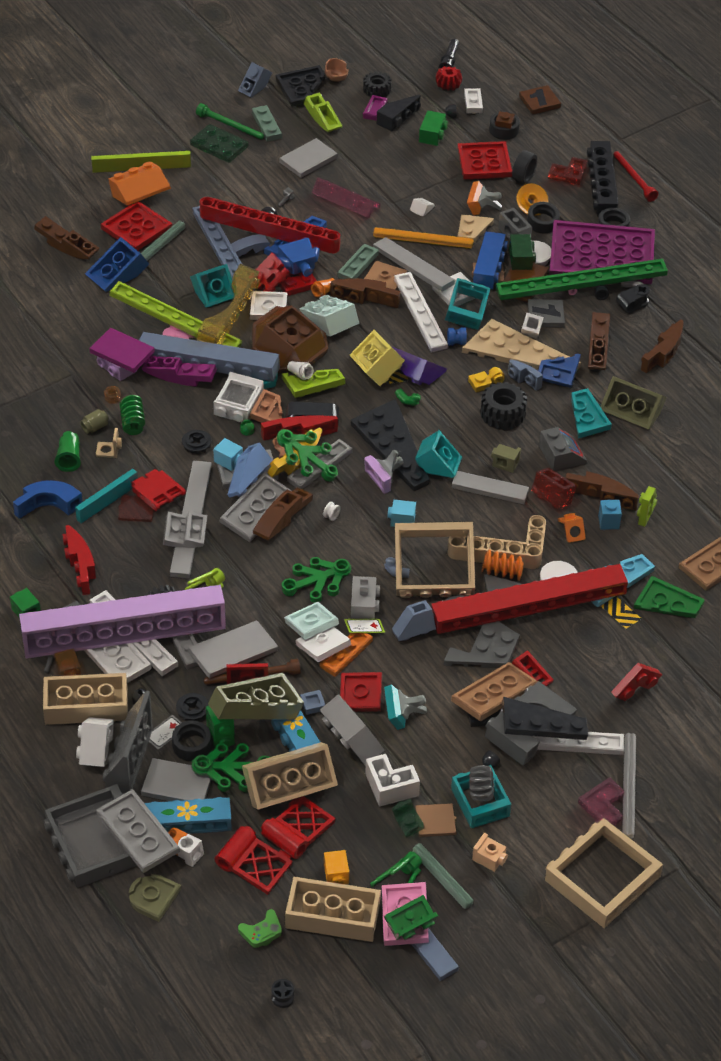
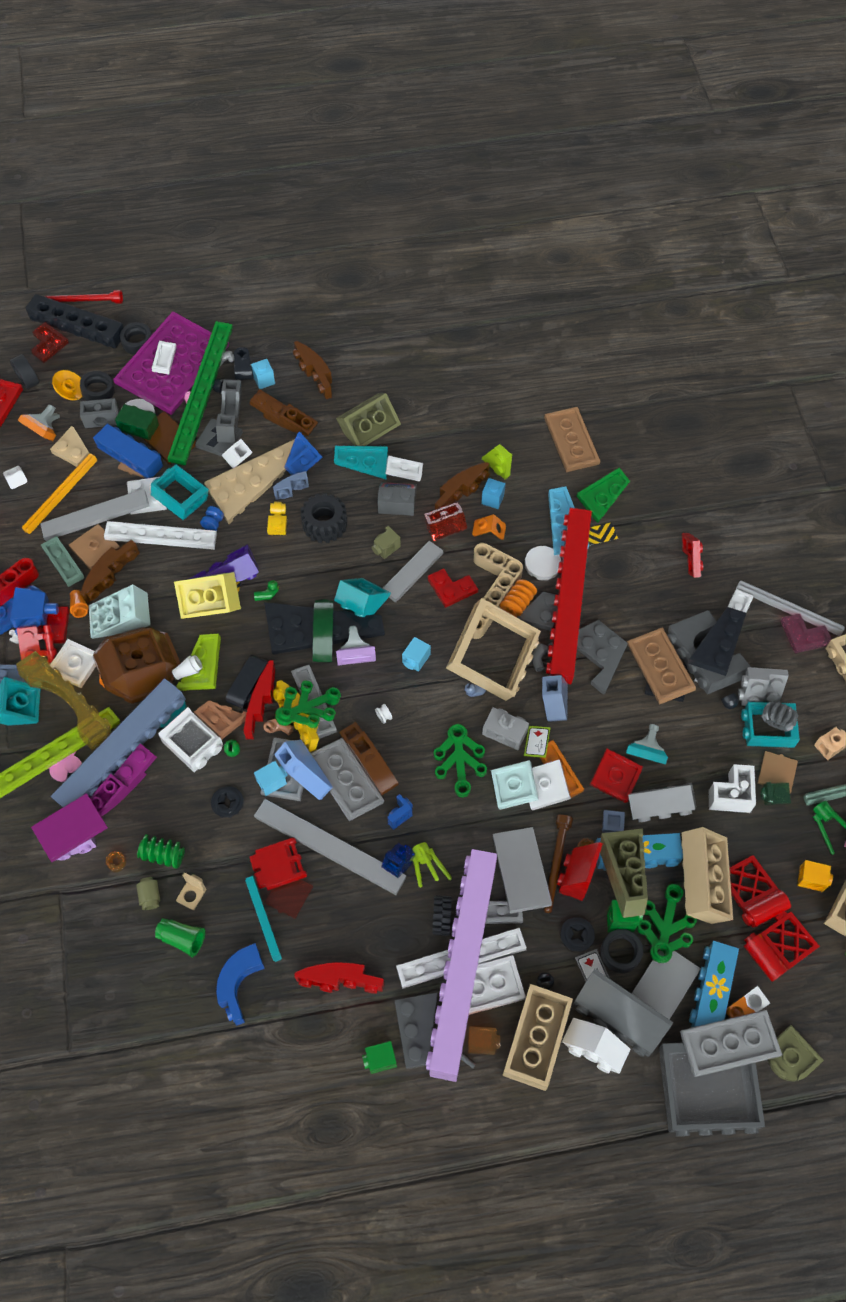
camera: 65 degrees left, 15 degrees up
(185, 530) = (349, 857): light grey slope -> none
(198, 561) = (402, 856): none -> clear blue brick
(243, 552) = (400, 815): none -> blue bracket
(386, 436) = (322, 630): none -> dark green arch
(487, 520) = (449, 591): none -> red plate
(514, 771) = (762, 685): none -> light grey plate
(532, 663) = (629, 629): red slope -> none
(589, 301) = (228, 419): none -> dark grey arch
(595, 443) = (404, 468): none -> white plate
(600, 242) = (164, 357): none -> white tile
(632, 314) = (263, 374): none -> medium azure brick

